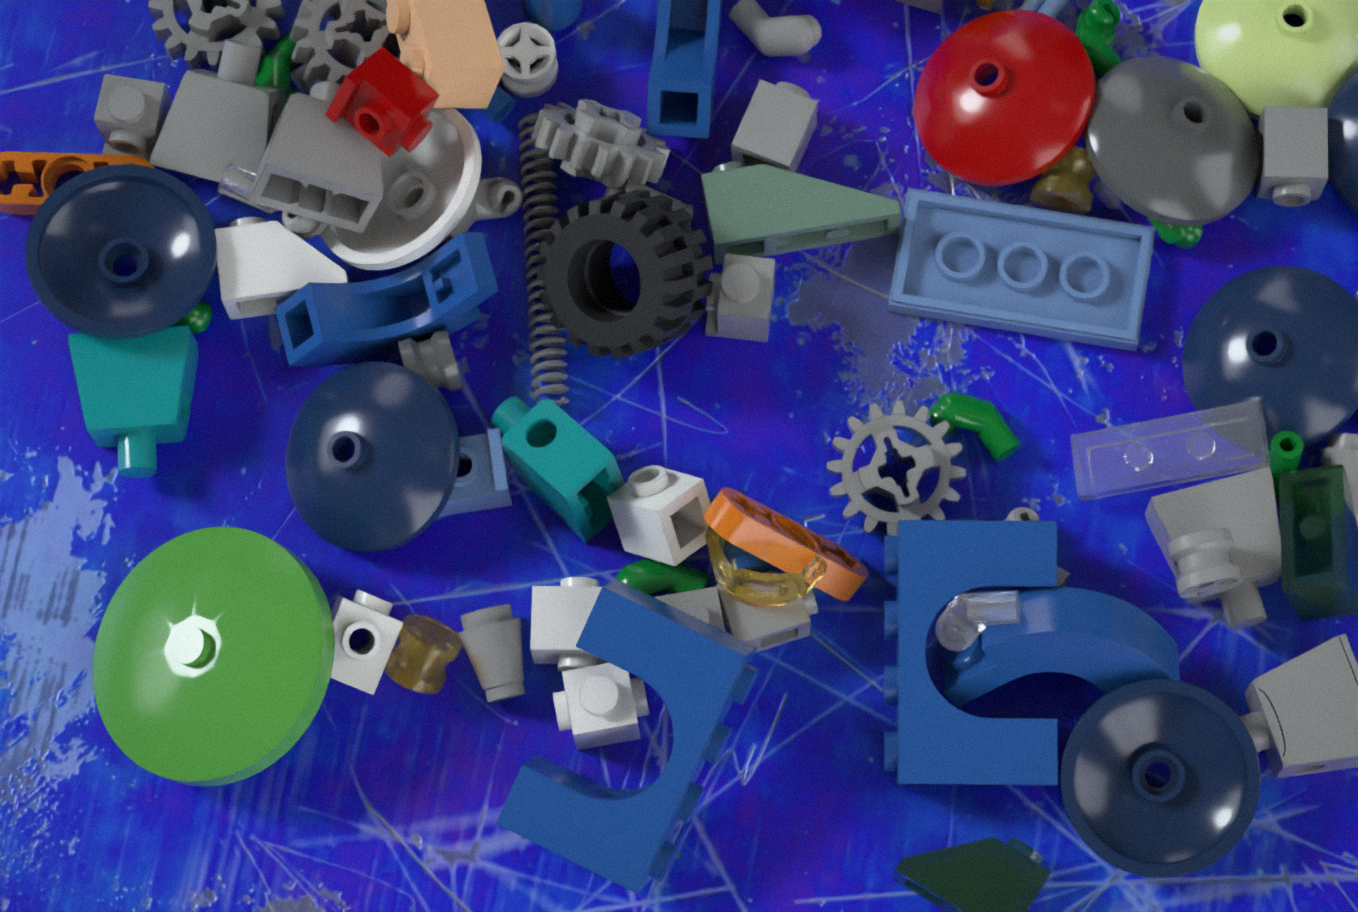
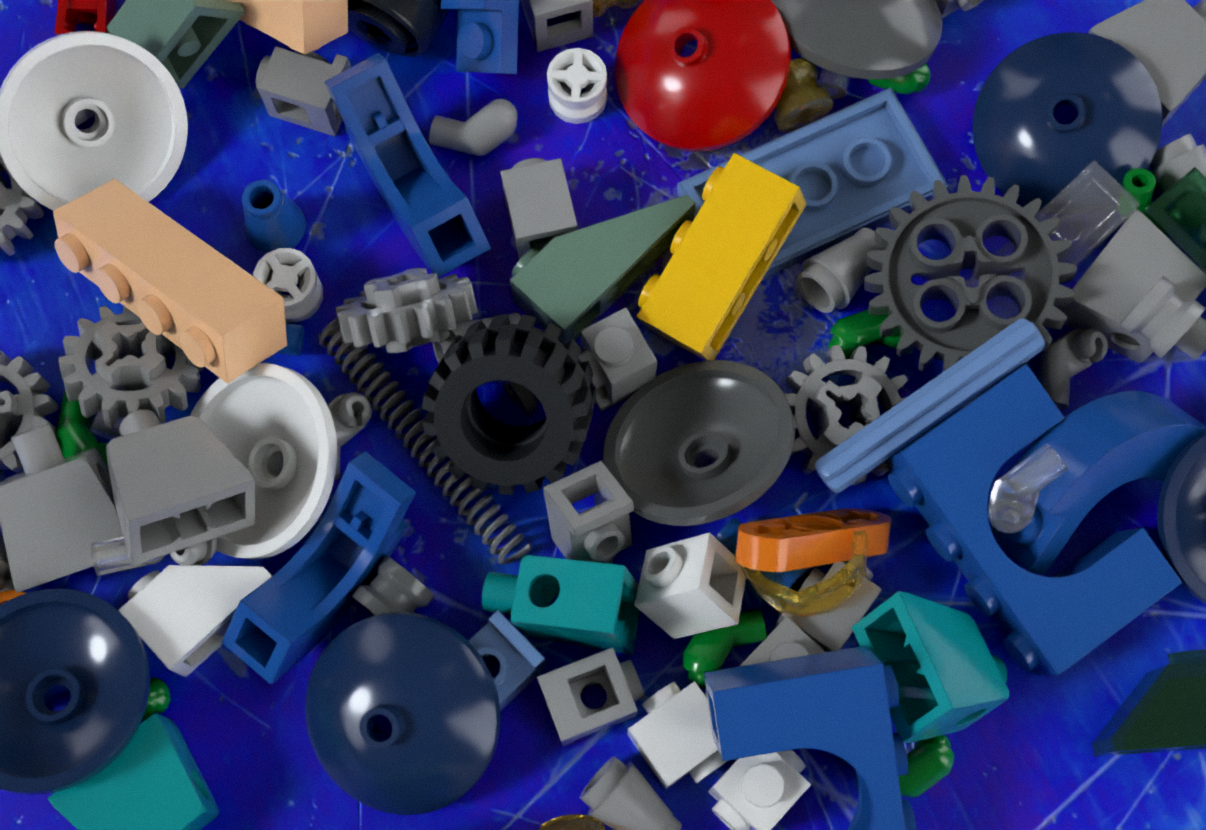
camera: 40 degrees left, 0 degrees up
(385, 103) = (198, 396): red brick -> none
(512, 527) = (565, 685): none -> light grey brick
(622, 422) = (597, 532): none -> light grey brick
(741, 783) = (927, 765): none -> green arm
(755, 407) = (694, 419): none -> dark grey dish
(803, 705) = (938, 664): none -> teal torso
(887, 273) = (720, 257): none -> yellow brick
(889, 34) = (574, 71): none -> white wheel
(958, 502) = (930, 405): none -> medium blue axle
(985, 352) = (838, 272): none -> light grey cone
(1112, 382) = (963, 224): none -> dark grey gear
(1119, 555) = (1067, 358): none -> light grey arm

